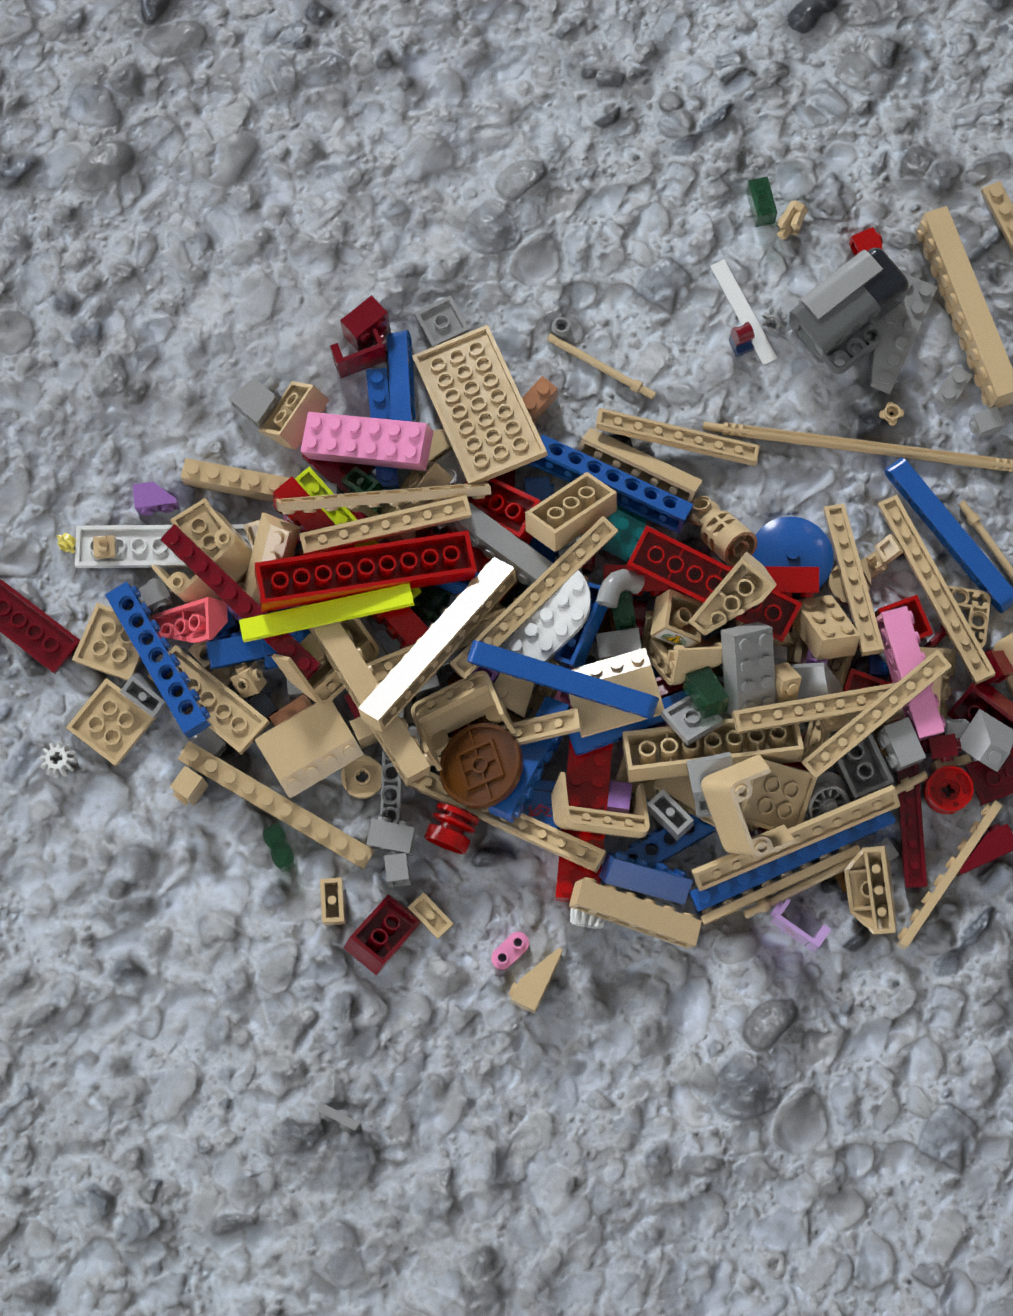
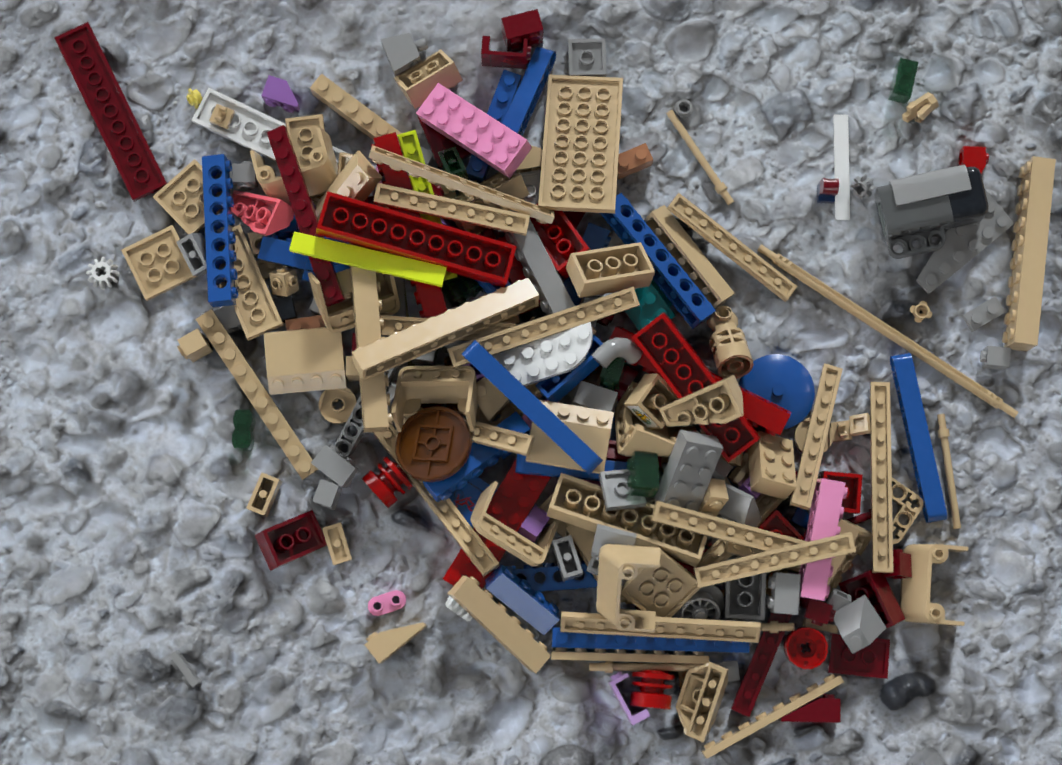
camera: 20 degrees right, 5 degrees up
(818, 905) = (651, 689): none -> red wheel

